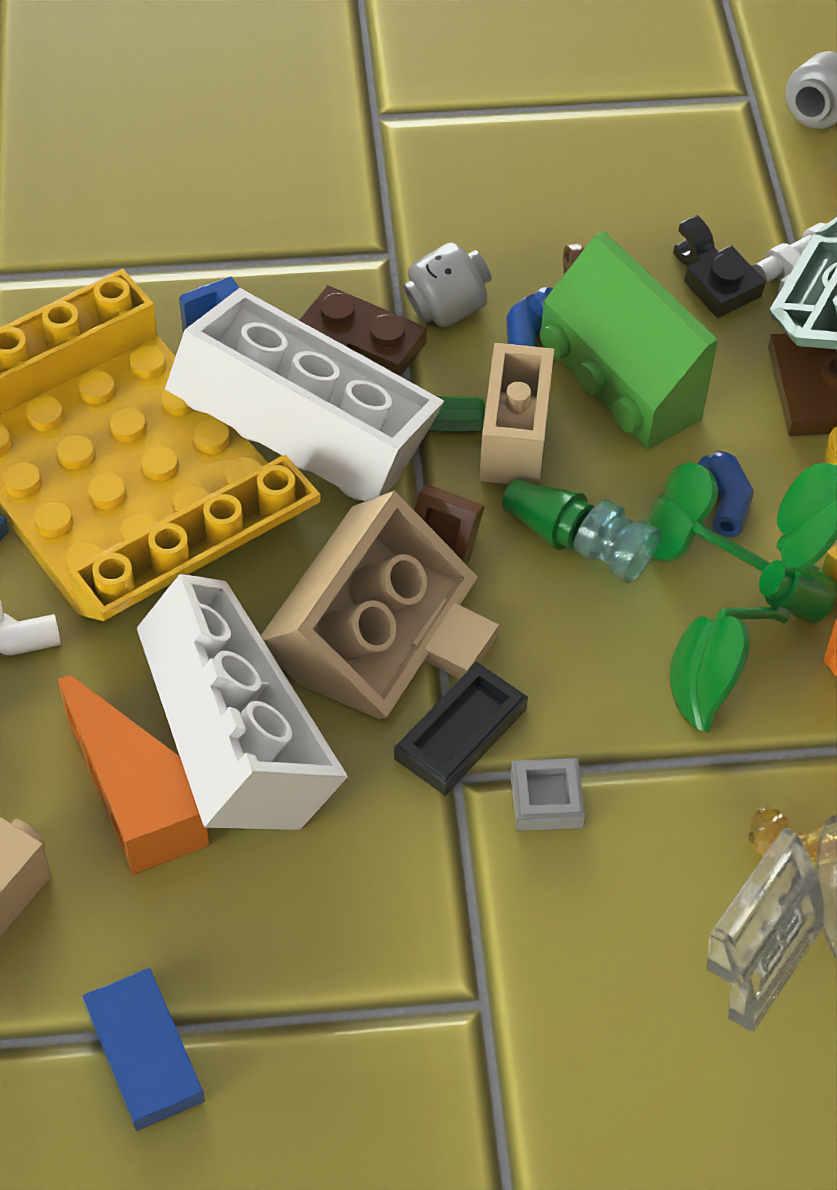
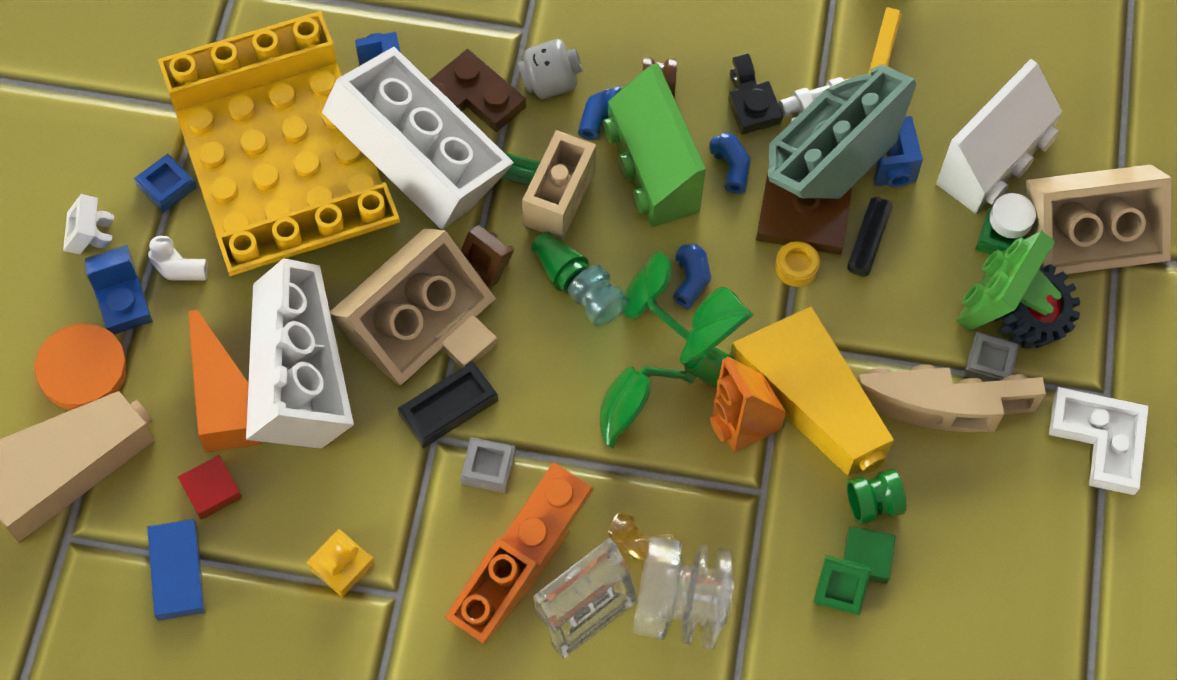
camera: 15 degrees right, 10 degrees up
(156, 919) = (209, 487): none -> red tile
(385, 977) = (340, 563): none -> yellow tile
(643, 897) = (520, 555): none -> orange slope
(731, 350) = (730, 148): none -> blue arm

